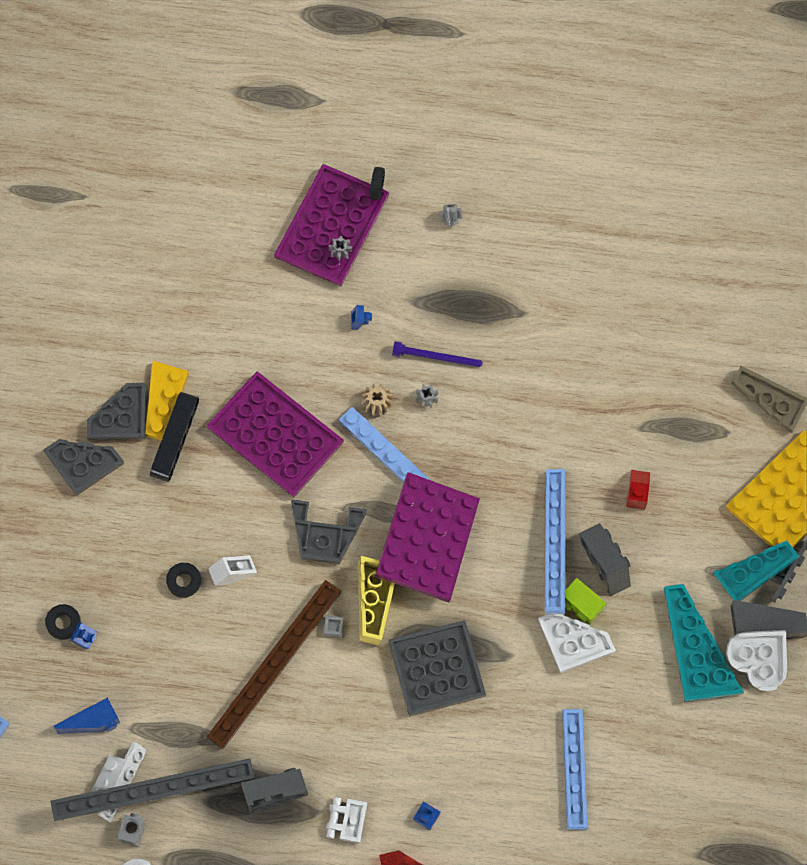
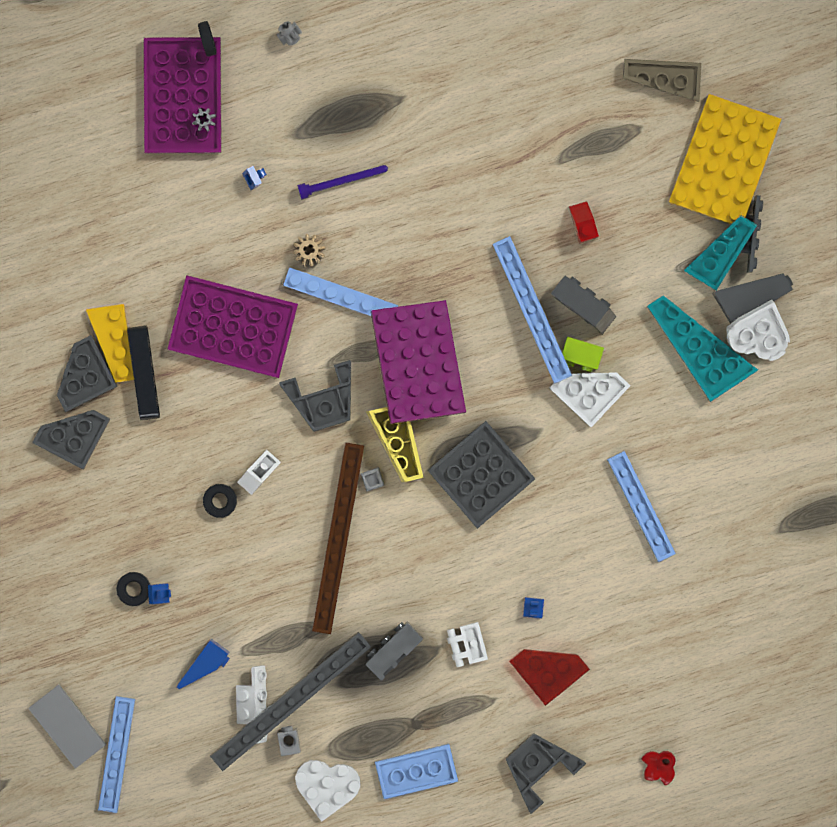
camera: 25 degrees left, 20 degrees up
(423, 393) = (356, 229): light grey gear -> none

